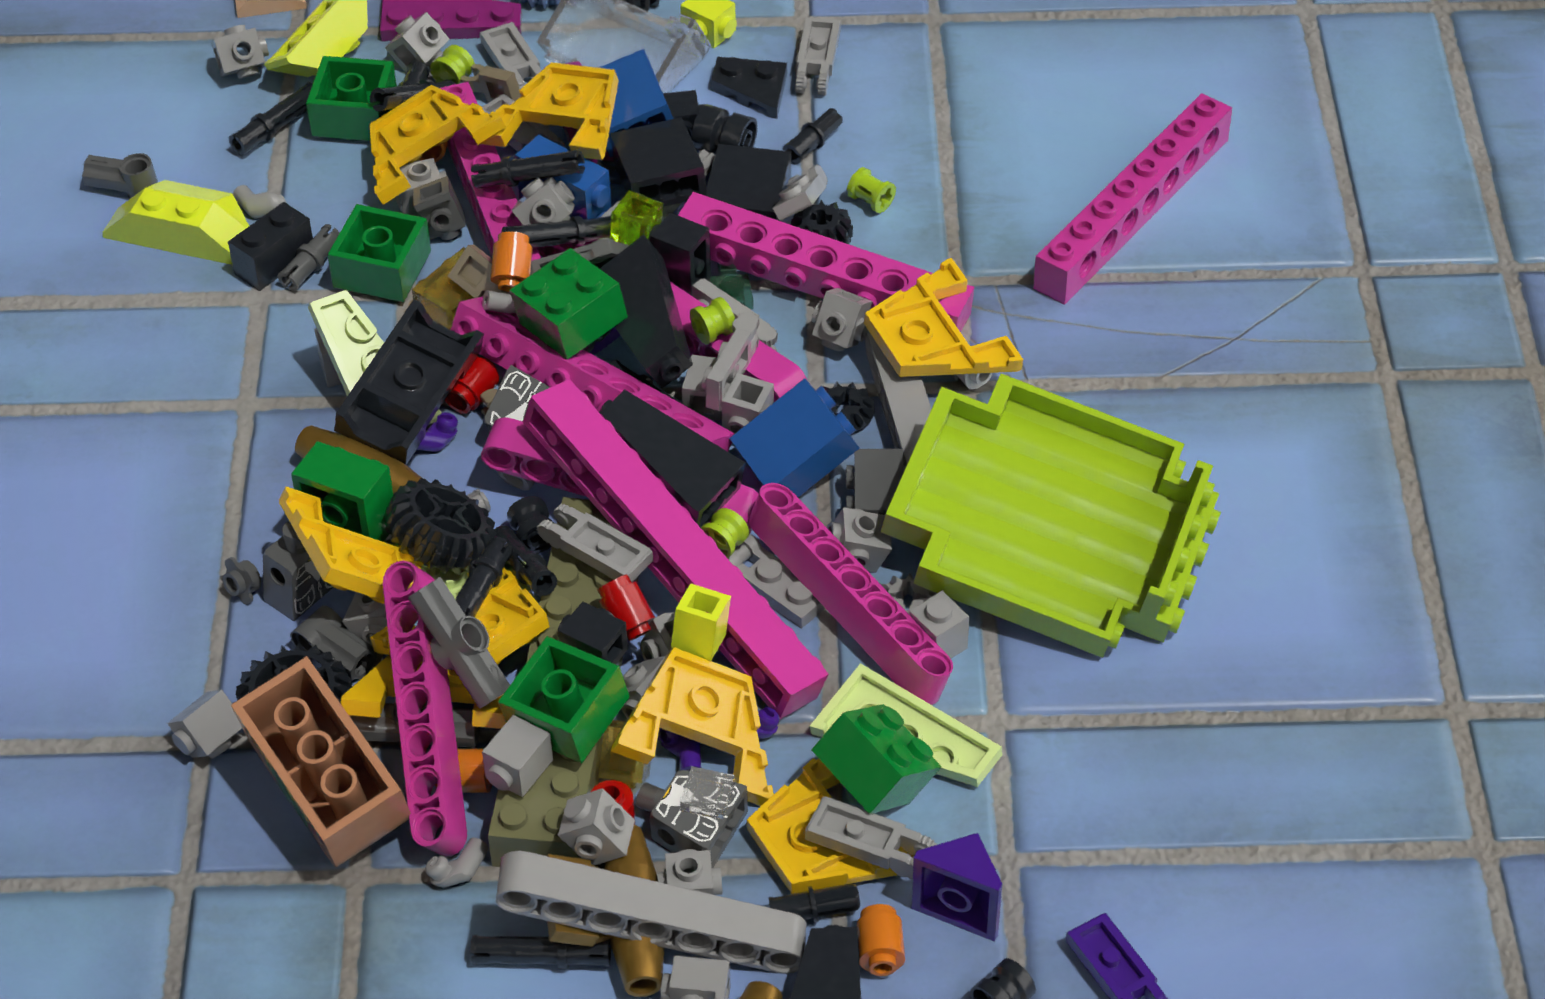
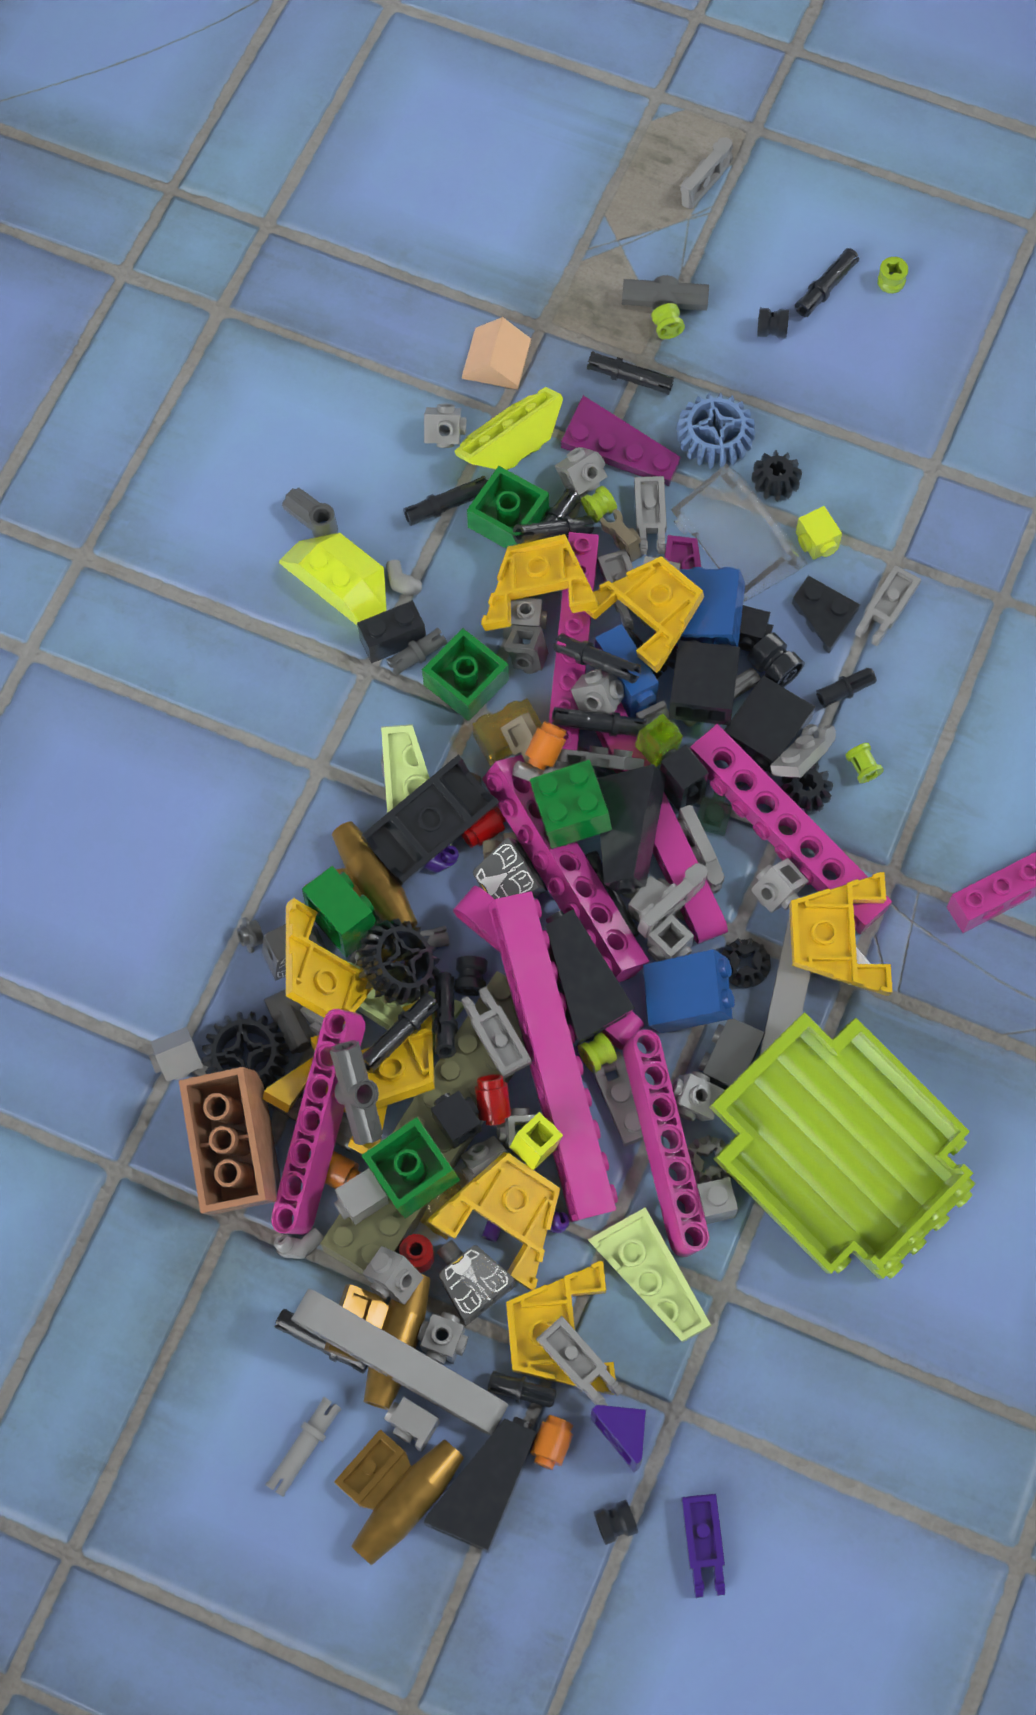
camera: 25 degrees right, 20 degrees up
(712, 320) = (676, 855): lime wheel -> none
(876, 757) = (612, 1303): green brick -> none

